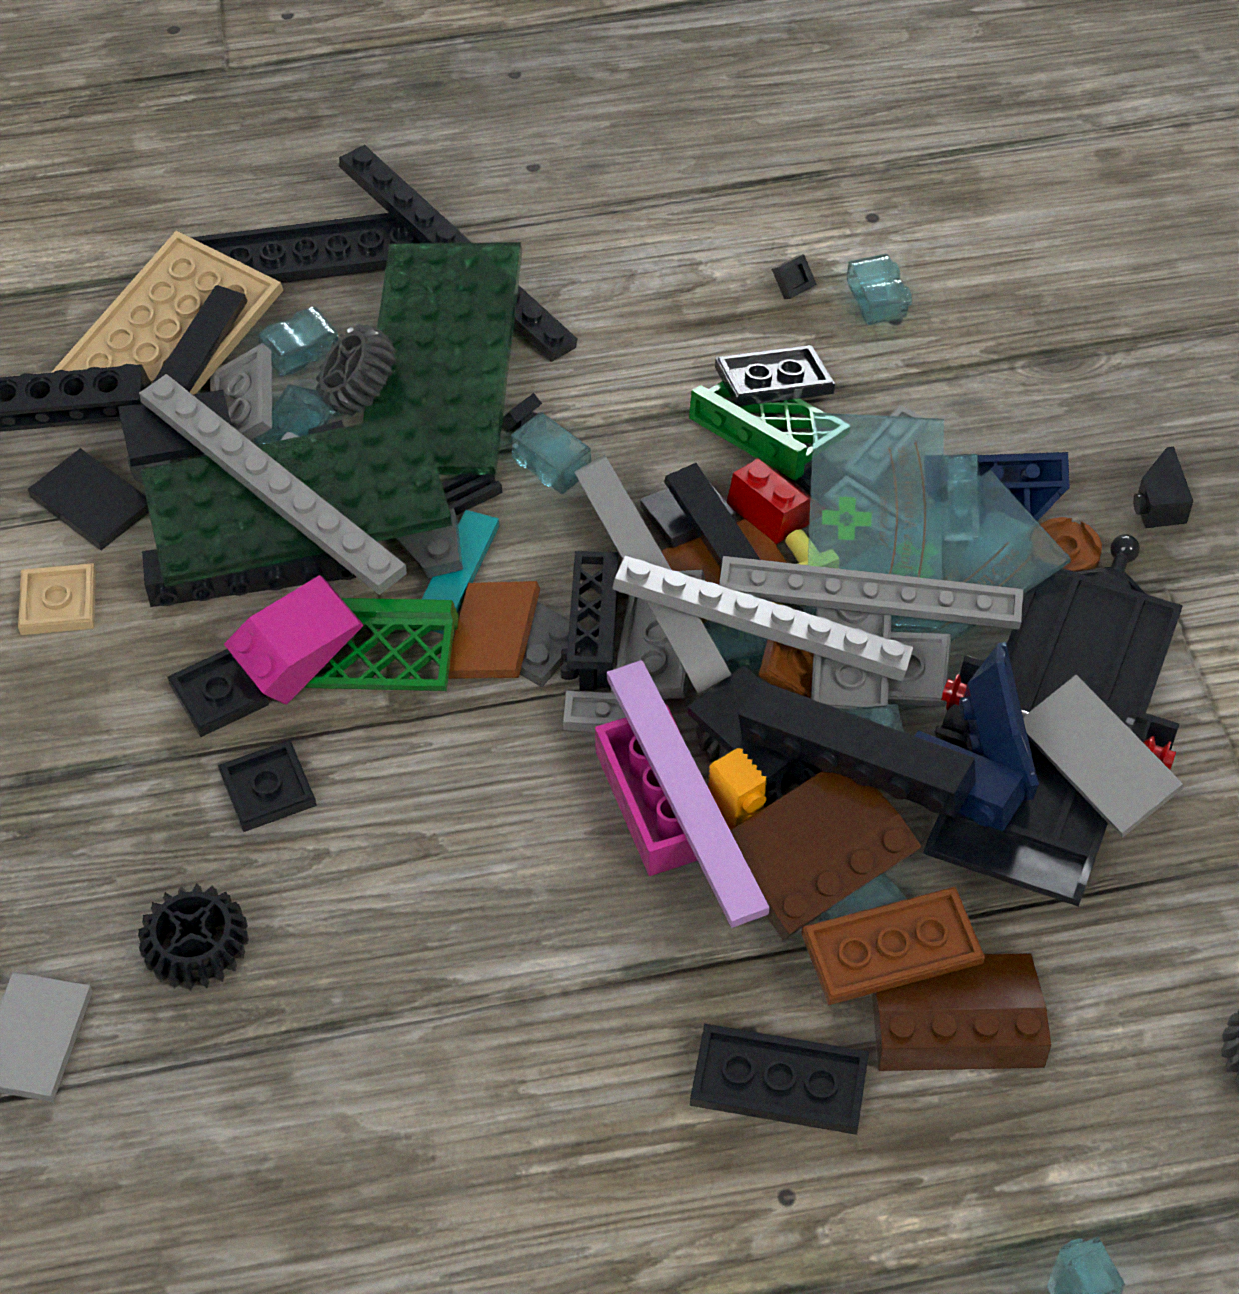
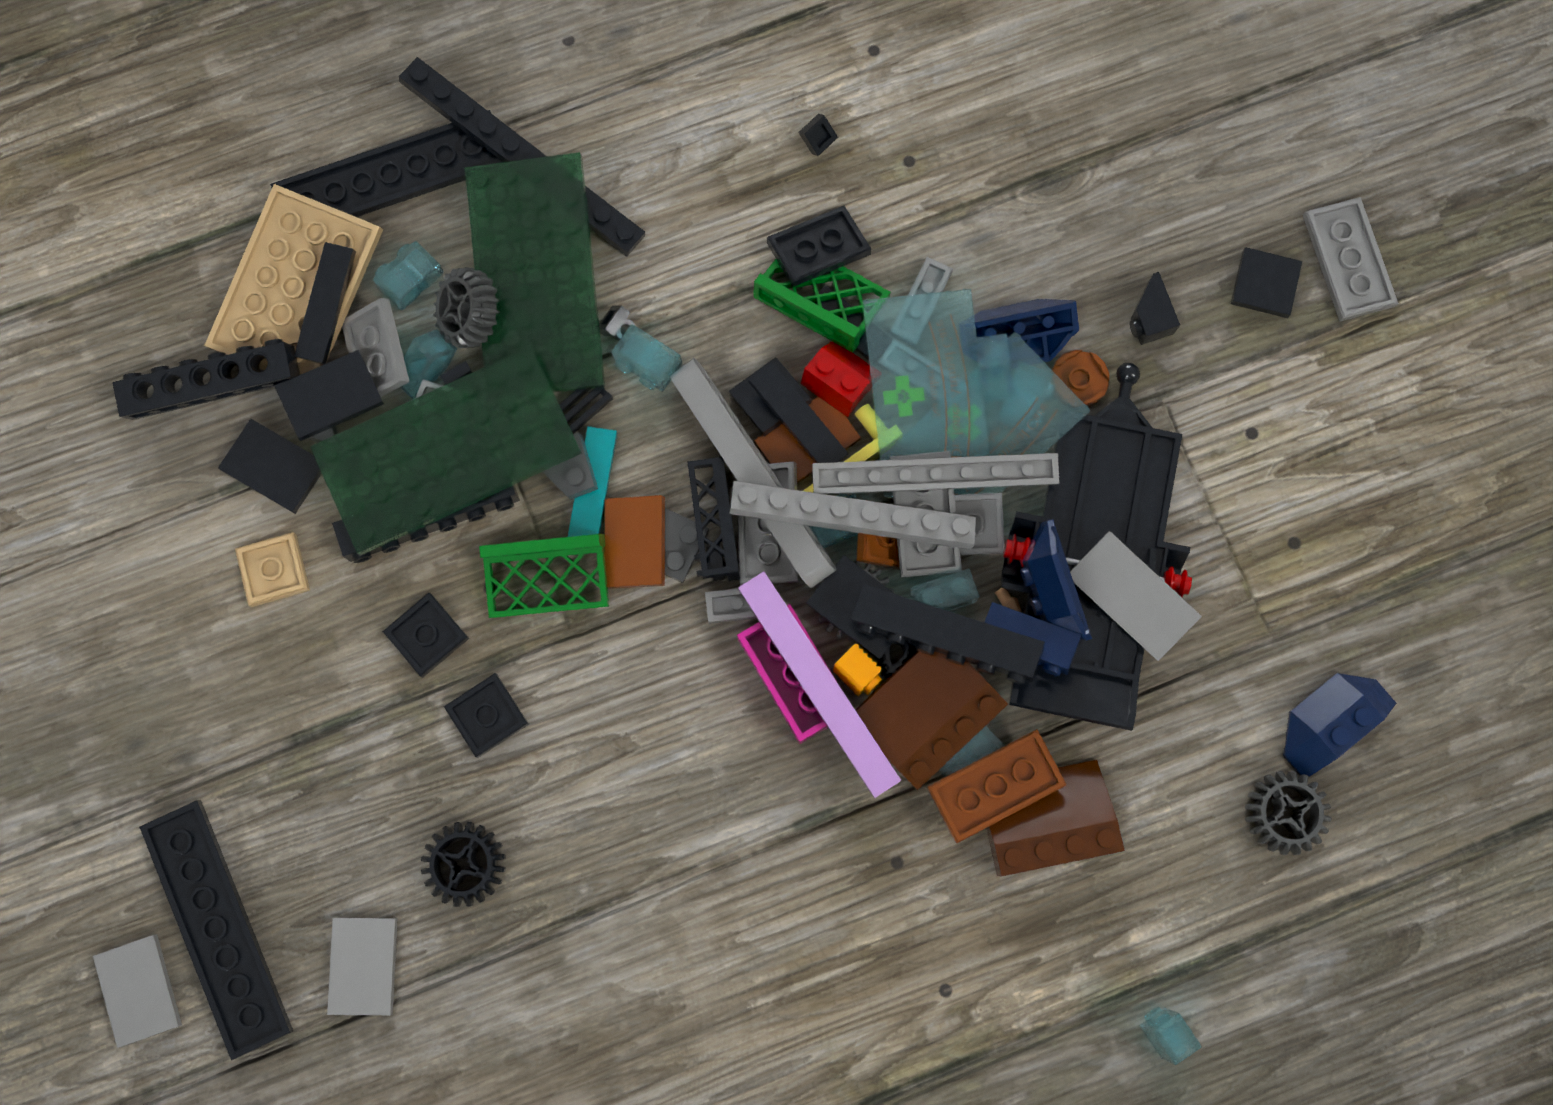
camera: 10 degrees left, 25 degrees up
(274, 484) = (423, 447): light grey plate -> none
(293, 639) = (477, 588): dark pink slope -> none
(779, 1078) = (927, 902): black plate -> none
(878, 288) = (892, 136): clear light blue brick -> none

